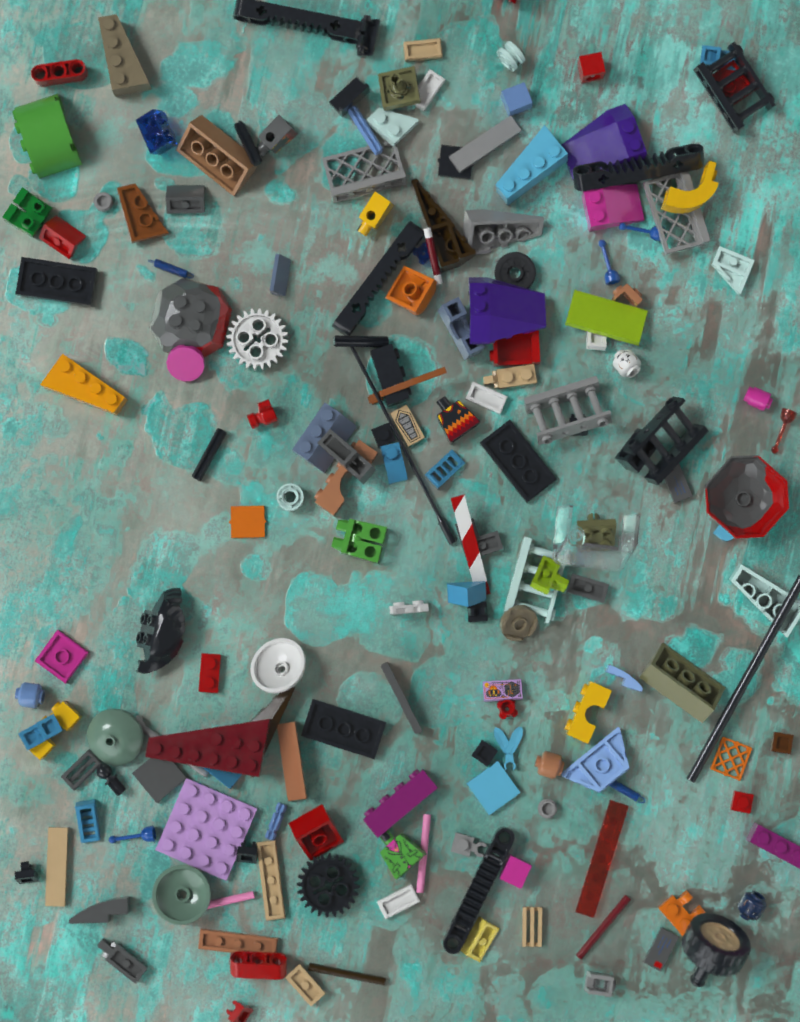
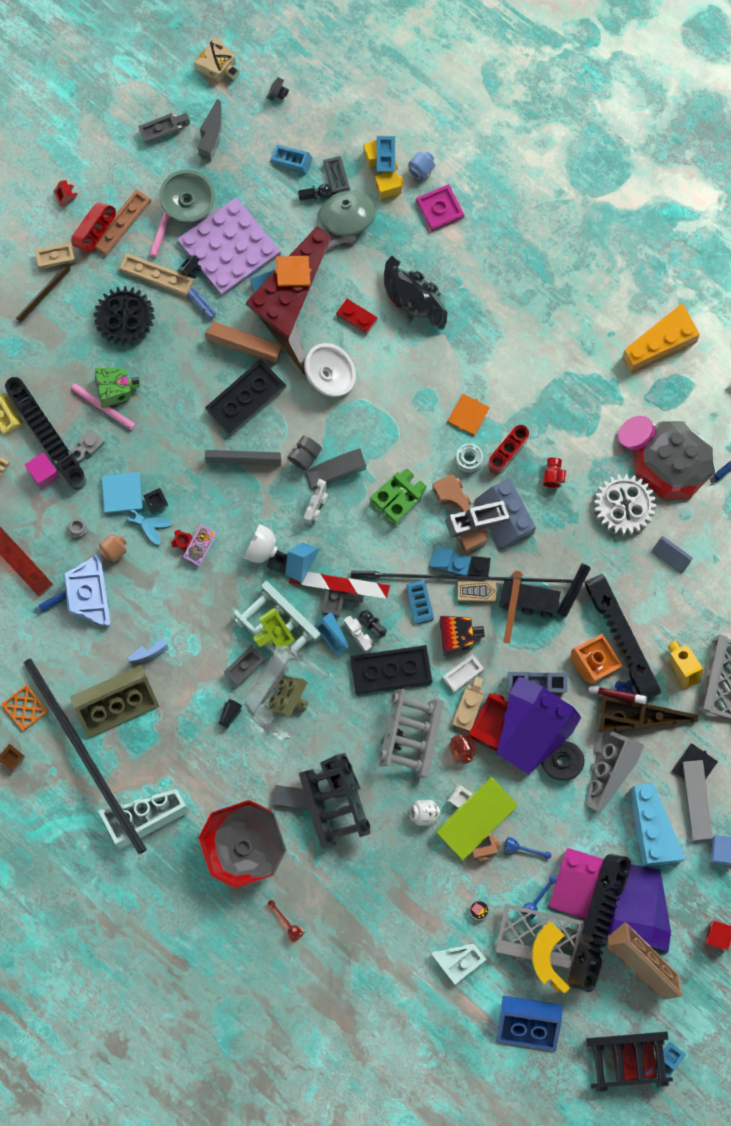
camera: 120 degrees right, 10 degrees down
(28, 948) = (216, 61): none -> tan torso
(56, 866) = (269, 117): tan tile -> none
(147, 834) = (252, 198): blue hinge -> none
(159, 777) = (292, 230): dark grey tile -> none
(204, 751) = (292, 271): none -> orange piece
(209, 454) = (545, 412): black axle -> none
(271, 472) = (510, 441): none -> red beam
(316, 832) = (173, 328): red slope -> none
(365, 609) = (337, 468): none -> dark grey slope
(367, 645) = (305, 452): none -> dark grey wheel
(398, 901) = (76, 365): white tile -> none
(401, 802) = (155, 408): magenta brick -> none
(474, 634) = (261, 545): none -> white cylinder
(484, 507) = (372, 624): none -> black axle
(507, 498) = (355, 630): none -> white plate
(516, 529) = (332, 633): none -> dark azure slope
(518, 623) = (249, 588): dark tan tile -> none
(554, 361) = (462, 748): none -> clear red head
(578, 726) = (129, 591): yellow arch -> none
(635, 577) = (229, 713): none -> black cone
(650, 112) = (645, 962): none -> medium nougat slope
(681, 274) = (479, 910): none -> tile
(749, 183) = (529, 1023): none -> blue slope
(758, 398) = (326, 914): dark pink brick -> none

